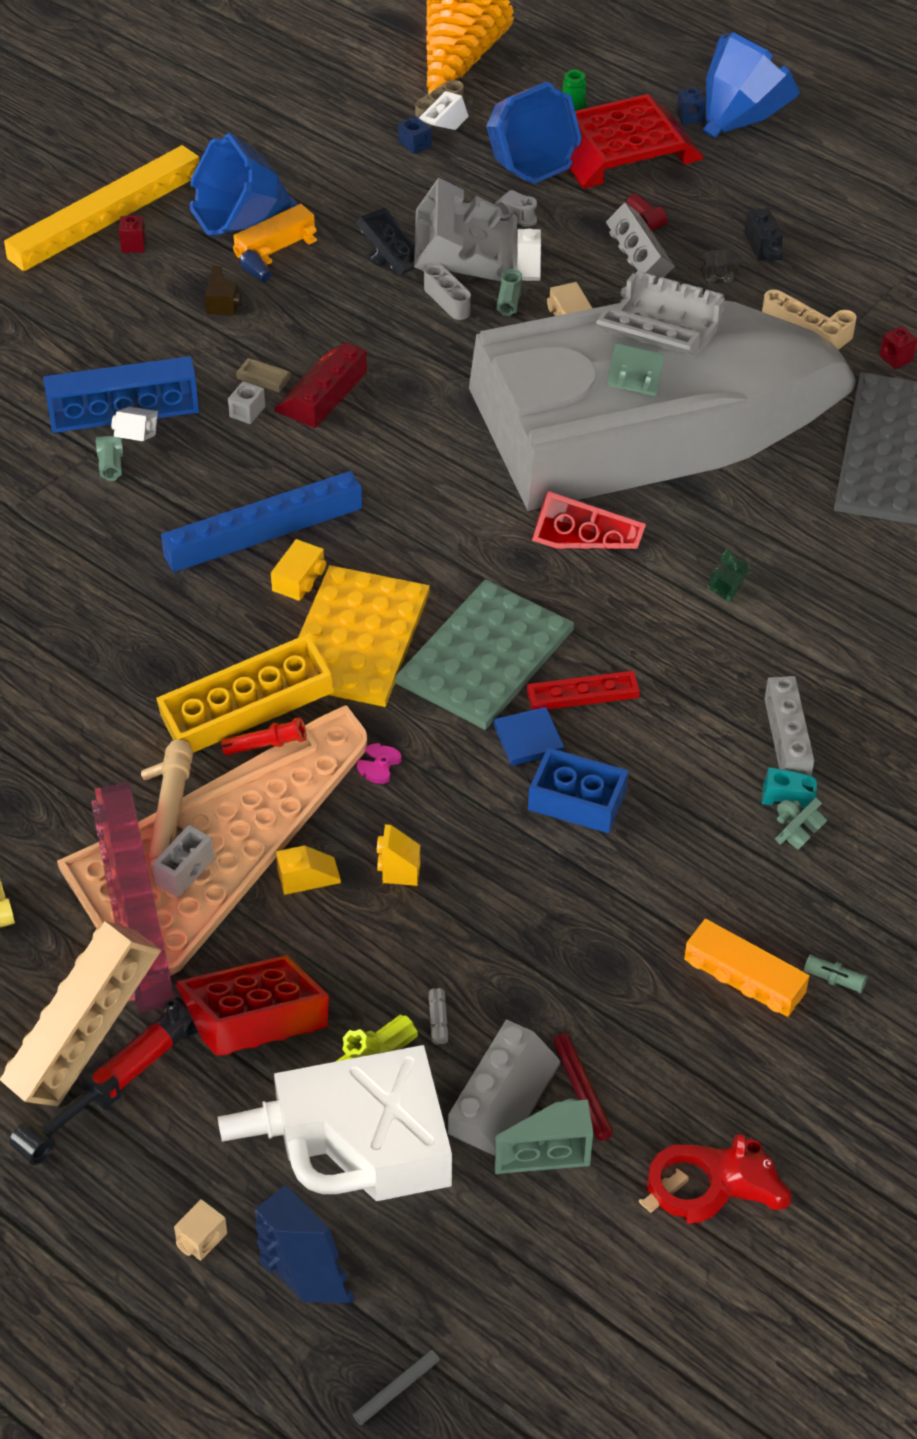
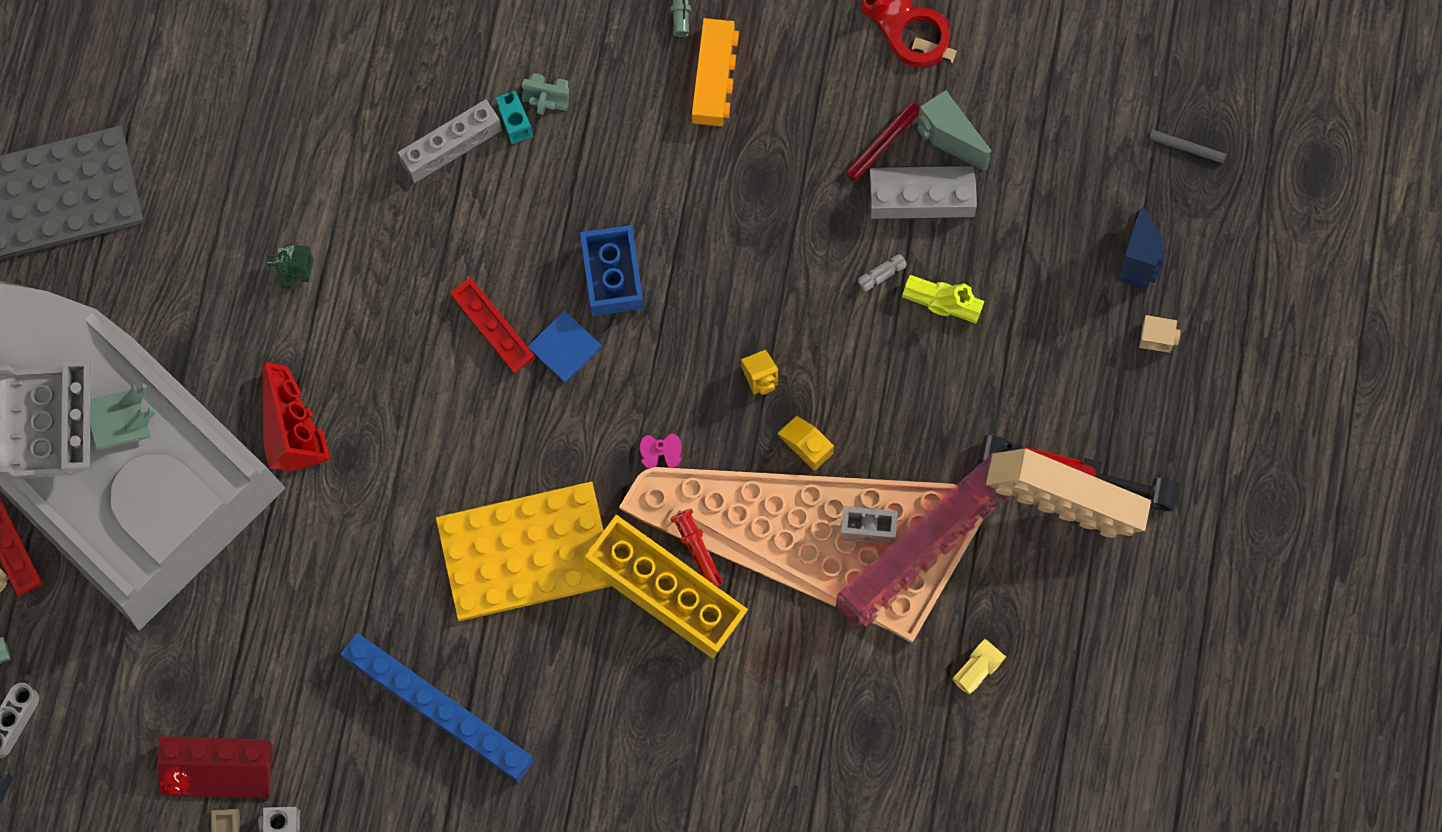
camera: 115 degrees left, 25 degrees up
(175, 772) = (775, 596): tan cylinder -> none
(254, 1004) = (959, 402): red slope -> none
(298, 570) = (480, 640): yellow brick -> none
(365, 1113) = (1005, 261): white piece -> none
(484, 654) = (487, 431): sand green plate -> none

